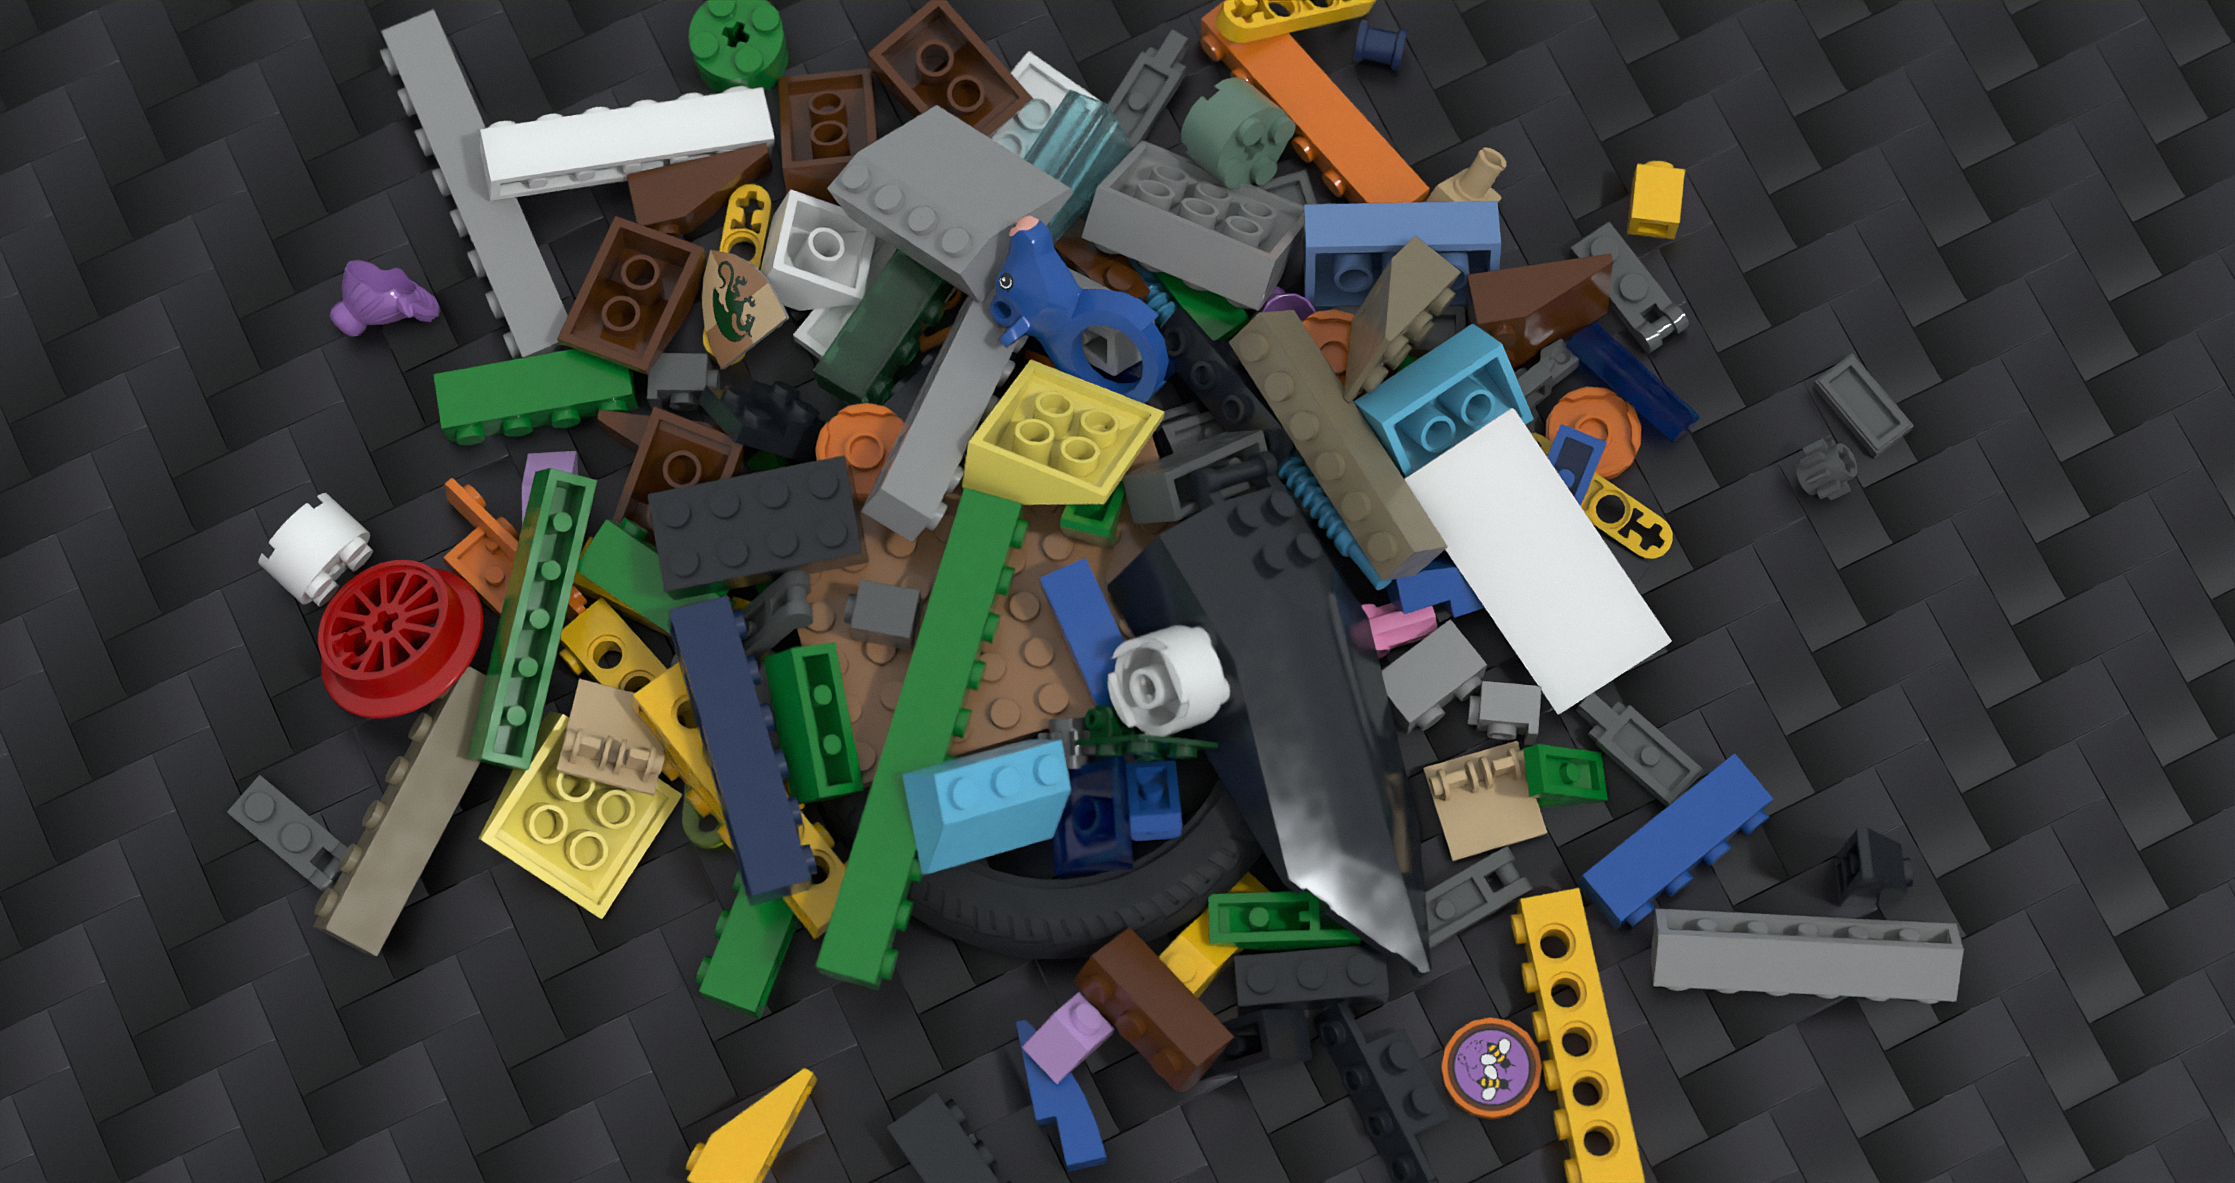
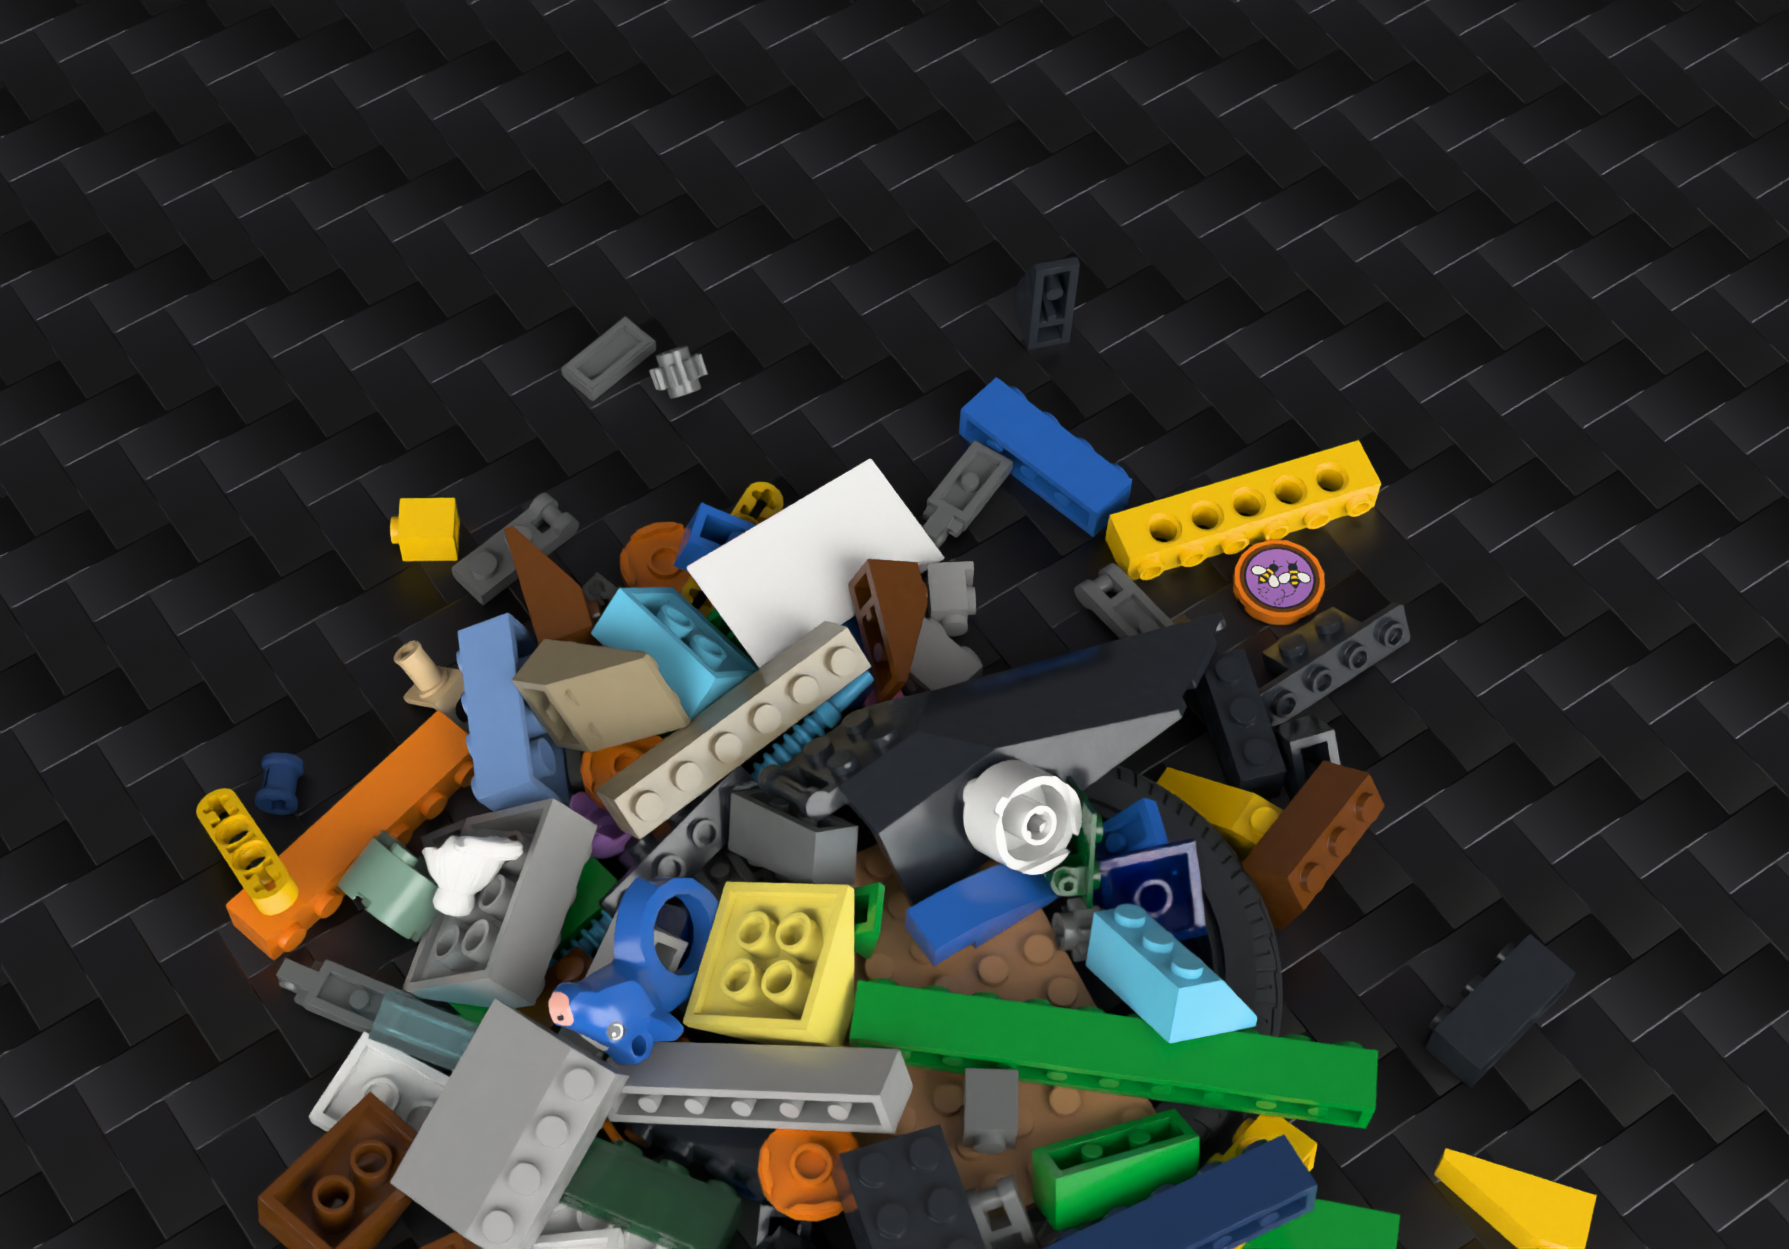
camera: 105 degrees left, 15 degrees down
(1064, 1105) = (1406, 928): blue slope -> none
(1068, 1038) = (1353, 909): lavender slope -> none
(1226, 181) = (466, 867): none -> white hair
(1275, 922) = (1198, 753): green slope -> none
(1466, 626) = (889, 614): none -> reddish brown slope
(1484, 801) = (1033, 612): tan hinge -> none
(1564, 776) = (1003, 553): green slope -> none
(1633, 381) = (613, 529): clear blue tile -> none
(1806, 955) = (1127, 350): light grey brick -> none

